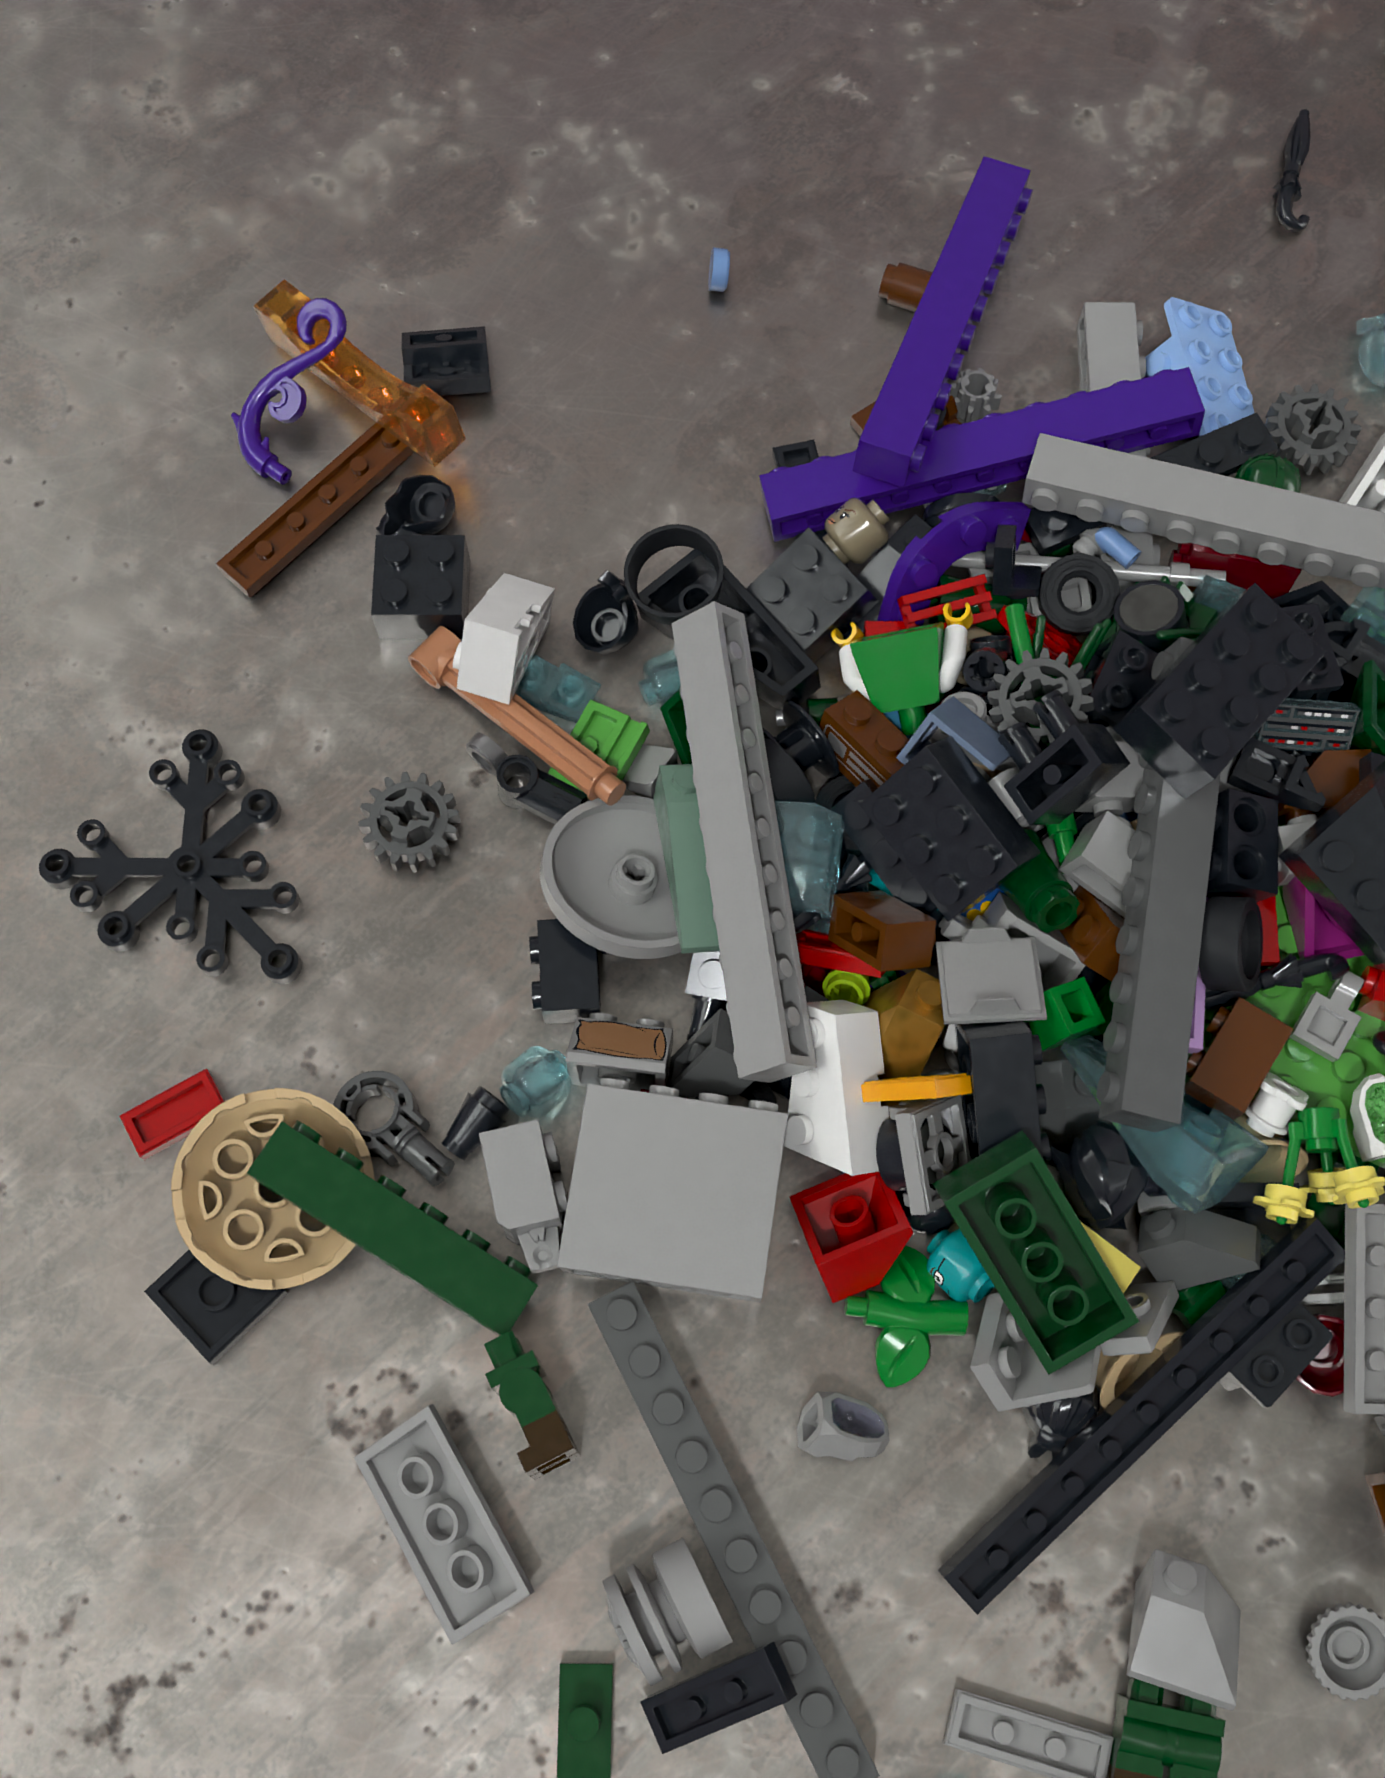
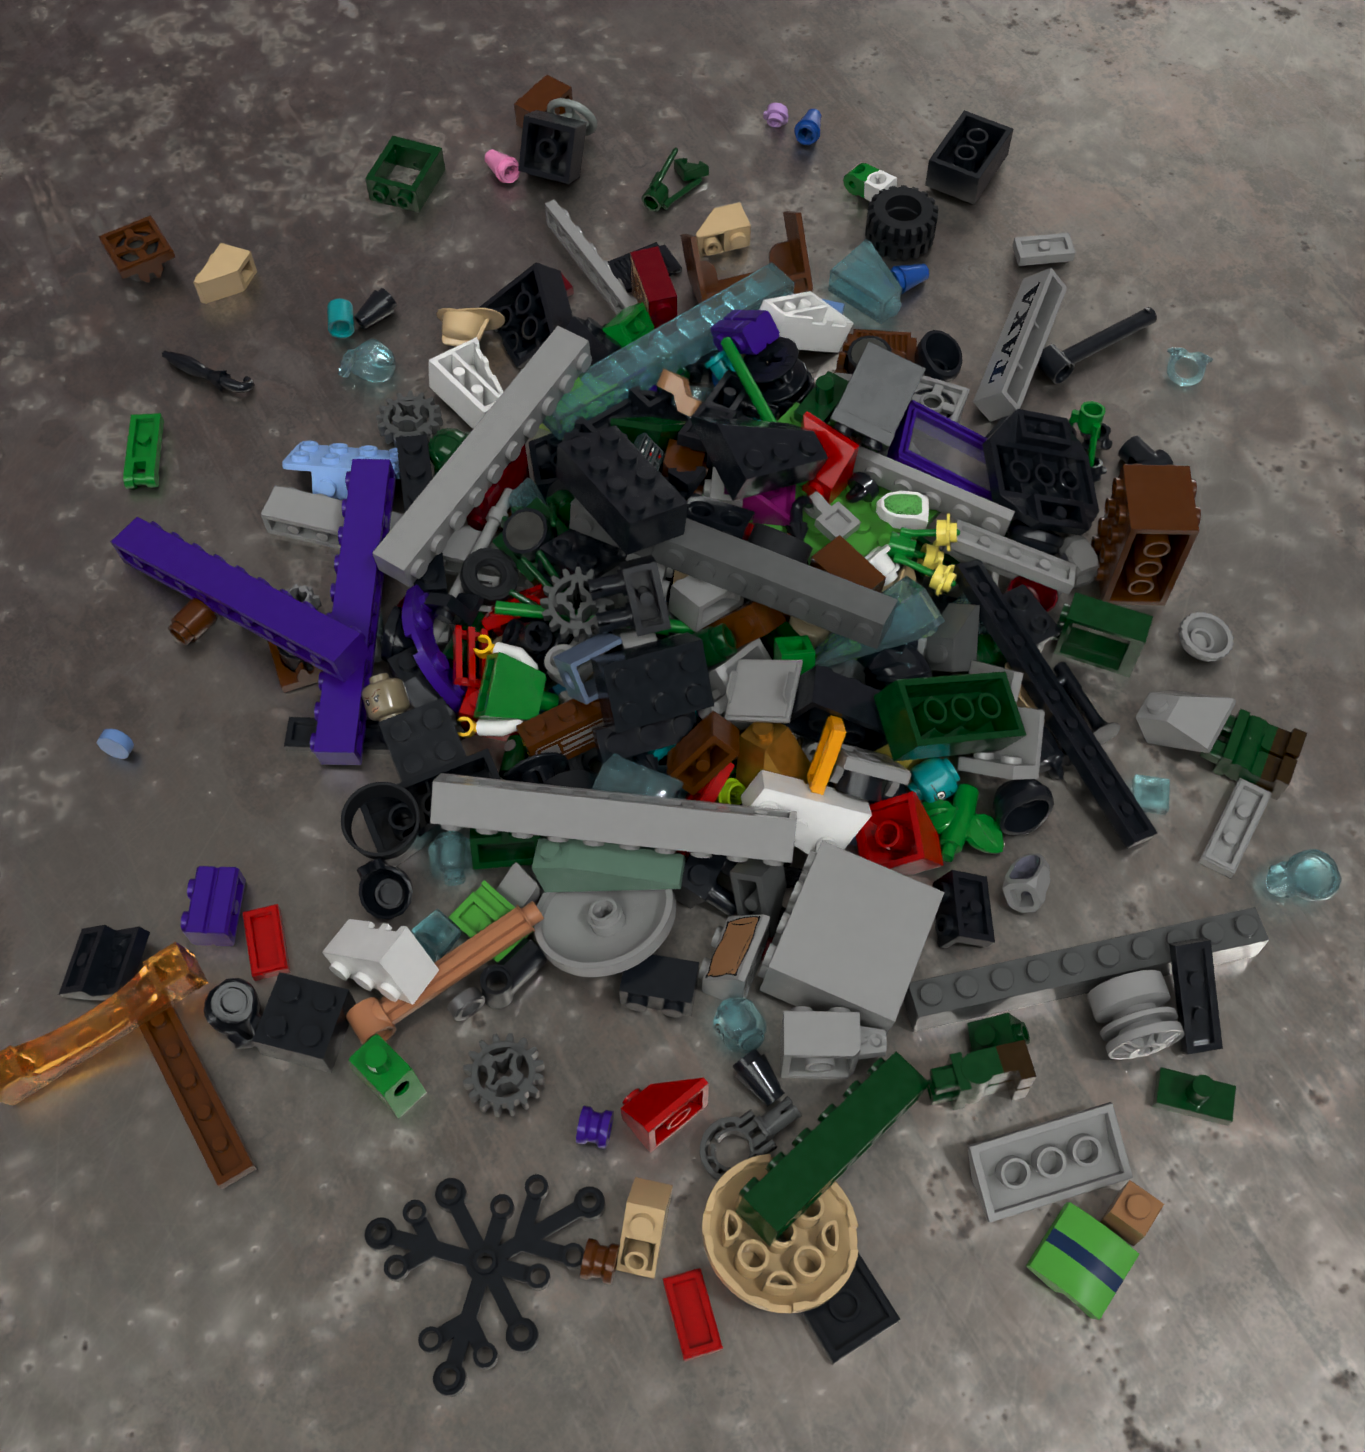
camera: 75 degrees left, 10 degrees down
(210, 991) = (599, 1261): none -> reddish brown wheel
(261, 1029) = (644, 1227): none -> tan slope
(279, 380) = (95, 1088): dark purple plant -> none
(324, 1588) = (1082, 1260): none -> bright green slope
(368, 942) = (594, 1127): none -> dark purple wheel
(378, 684) = (383, 1072): none -> green torso
(393, 1646) = (1132, 1213): none -> medium nougat brick
(398, 1009) = (663, 1109): none -> red slope
(516, 517) = (266, 942): none -> red tile
(541, 445) = (214, 906): none -> dark purple brick
(601, 1427) = (996, 1031): none -> dark green bracket
(776, 1344) = (964, 910): none -> black bracket
(954, 1400) = (1022, 806): none -> black hat
(1044, 1597) = (1151, 793): none -> clear light blue tile
(1104, 541) = (457, 548): medium blue arm -> none
(1141, 145) = (143, 450): none -> green plate
(1202, 1437) = (1101, 729): none -> black piece
(1288, 1474) = (1098, 649): none -> dark green window

